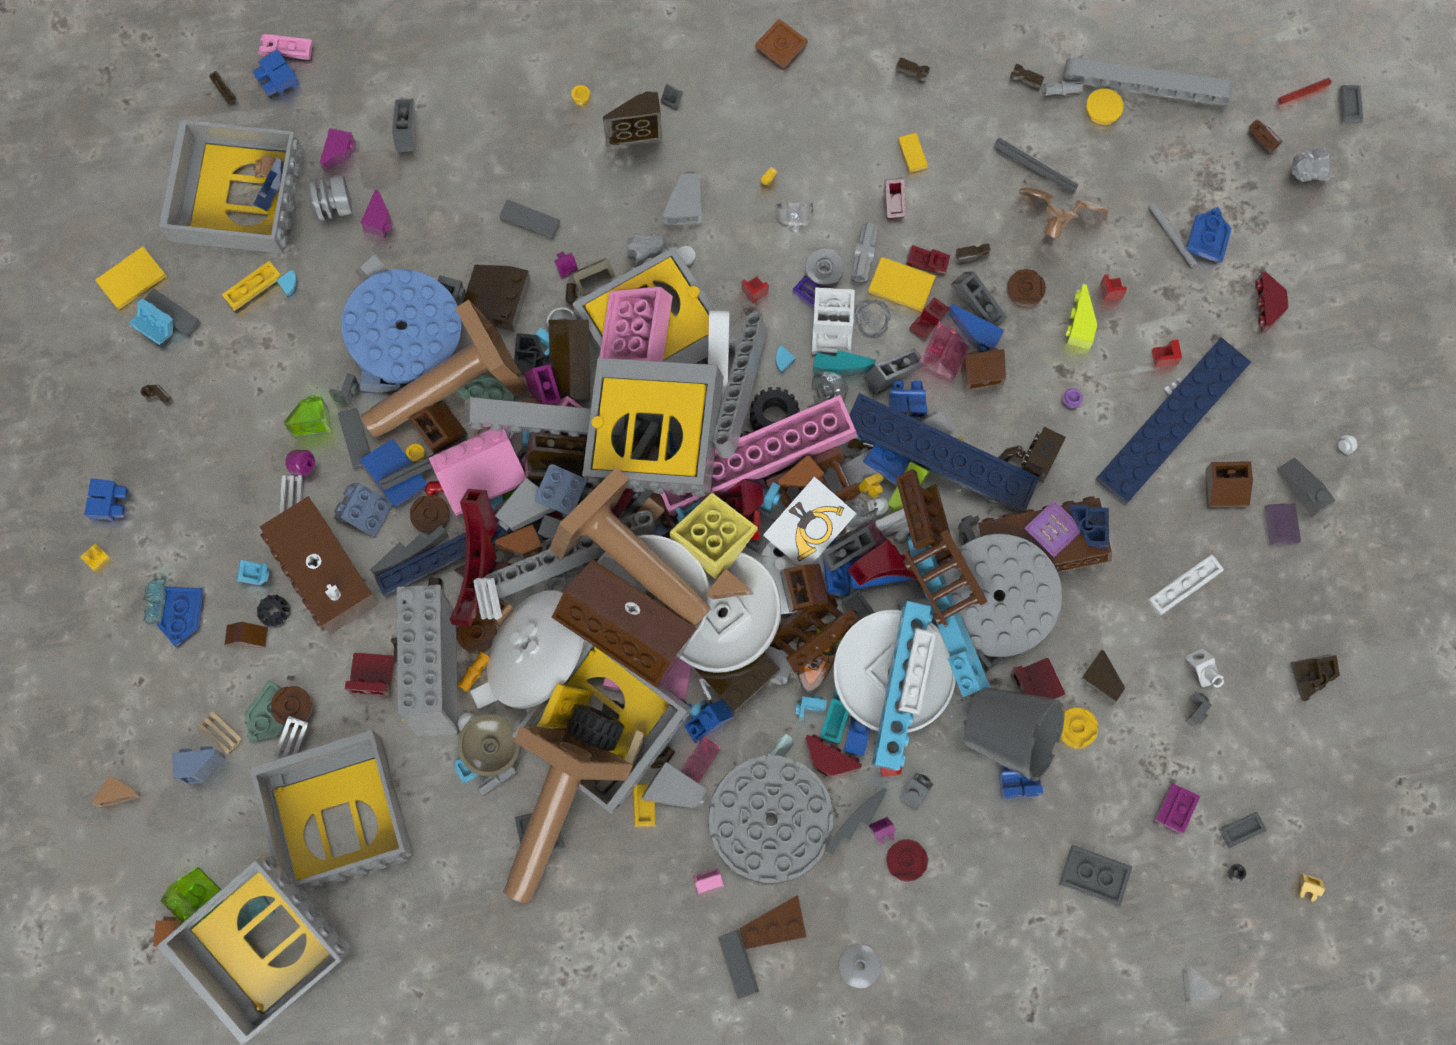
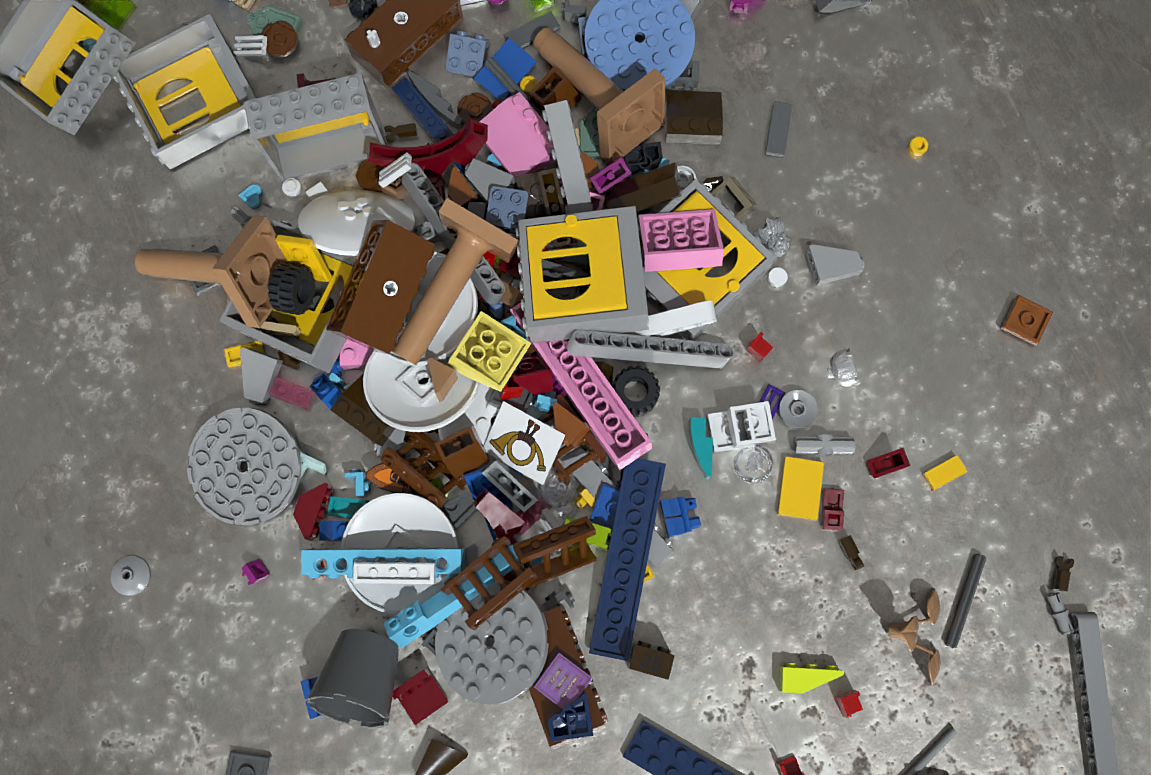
camera: 80 degrees right, 5 degrees up
(473, 672) = (337, 180): light orange pin -> none
(477, 737) = (269, 196): dark tan dish -> none
(565, 264) = (740, 169): magenta tile -> none
(634, 121) = (900, 195): dark brown slope -> none
(672, 96) = (939, 228): dark grey slope -> none
(708, 881) = (180, 425): bright pink piece -> none
(738, 964) = (114, 465): dark grey tile -> none
(769, 176) = (880, 337): yellow tile -> none
(775, 926) = (153, 492): reddish brown wing -> none
(784, 359) = (695, 390): medium azure tile -> none
(828, 385) = (671, 439): clear cylinder -> none
(861, 817) = (262, 549): dark grey slope -> none
(893, 369) = (708, 497): dark grey slope -> none
(907, 860) = (232, 600): dark red tile -> none
(912, 68) = (1037, 454): dark brown bar -> none
(916, 790) = (298, 597): dark grey bracket -> none
(929, 318) = (771, 522): dark red slope -> none
(944, 351) = (737, 543): clear pink slope -> none
(977, 330) = (766, 575): blue slope -> none
(978, 298) = (802, 567): dark grey slope -> none
(983, 369) = (727, 585): reddish brown slope -> none
(1013, 451) = (649, 629): dark brown arm -> none
(1026, 288) = (828, 614): reddish brown tile -> none
(1072, 398) = (721, 681): medium lavender plate -> none
(1079, 728) = (385, 743): yellow tile -> none
(1104, 106) = (1052, 661): yellow tile -> none

